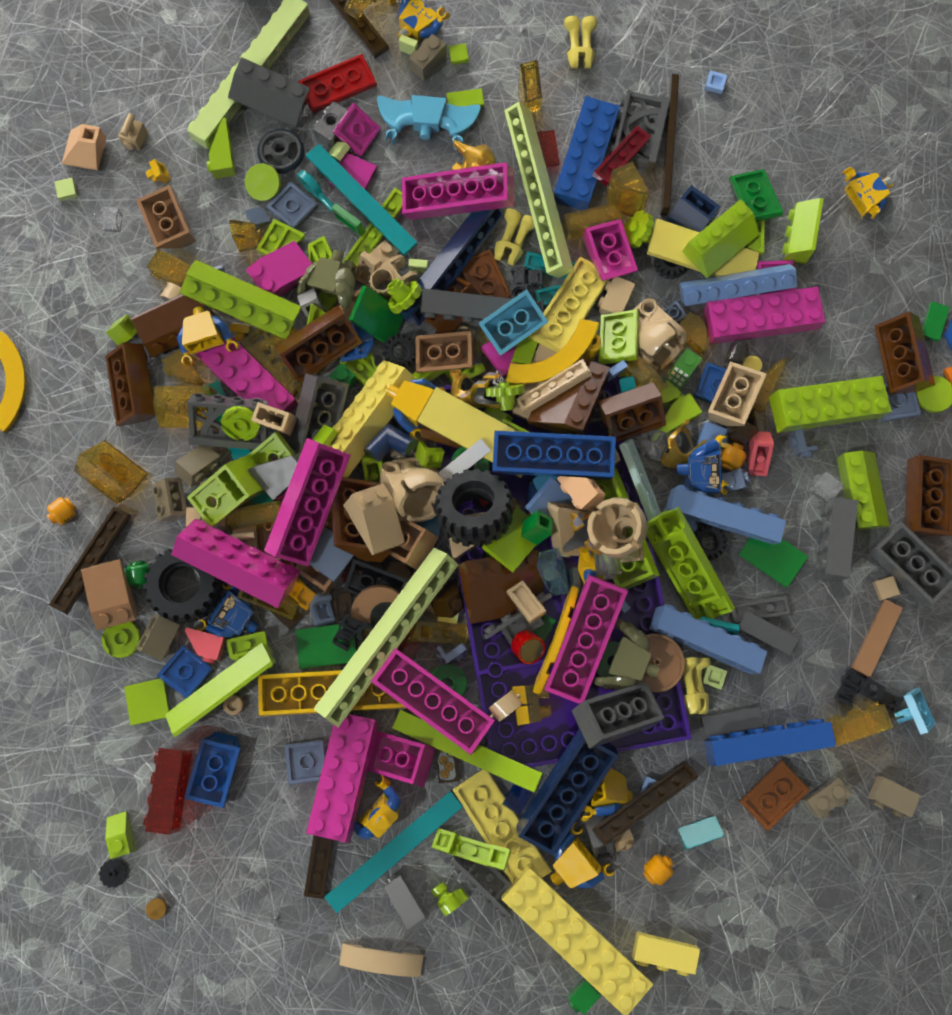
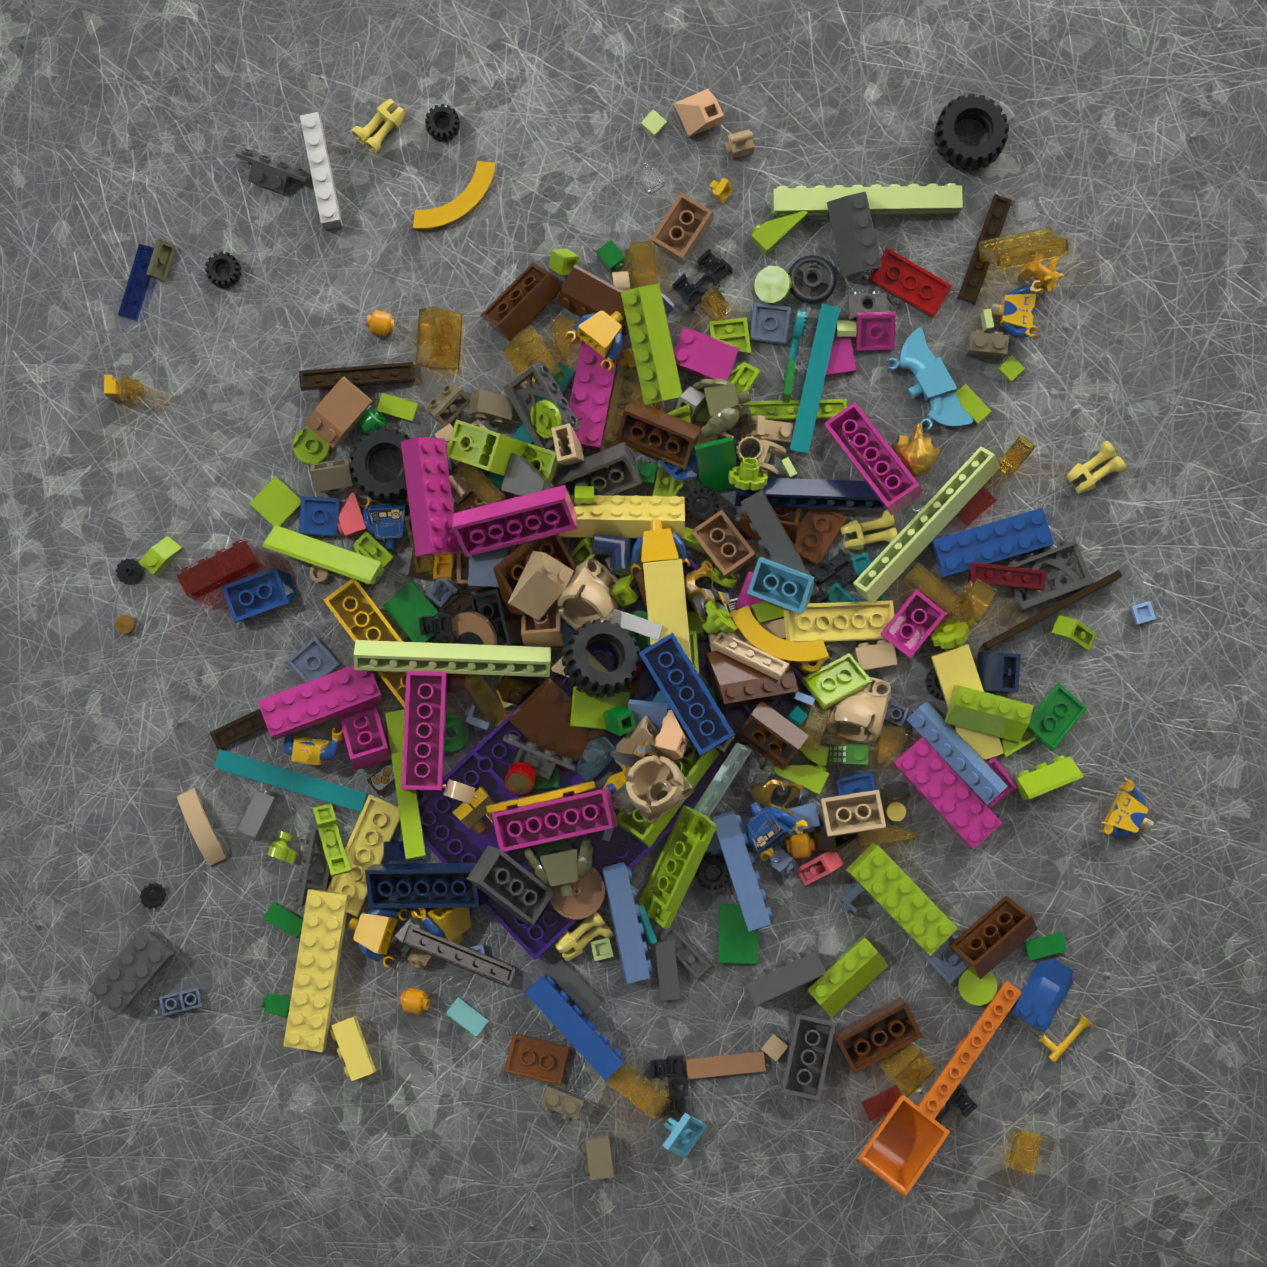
camera: 55 degrees right, 5 degrees up
(142, 544) = (397, 407): none -> lime tile
(147, 290) = (611, 256): none -> green brick
(220, 220) = (718, 272): none -> black piece
(257, 216) = (739, 301): sand blue slope -> none
(512, 939) = (284, 919): none -> green tile
(526, 602) = (554, 752): tan tile -> none
(697, 140) = (1073, 632): none -> lime slope

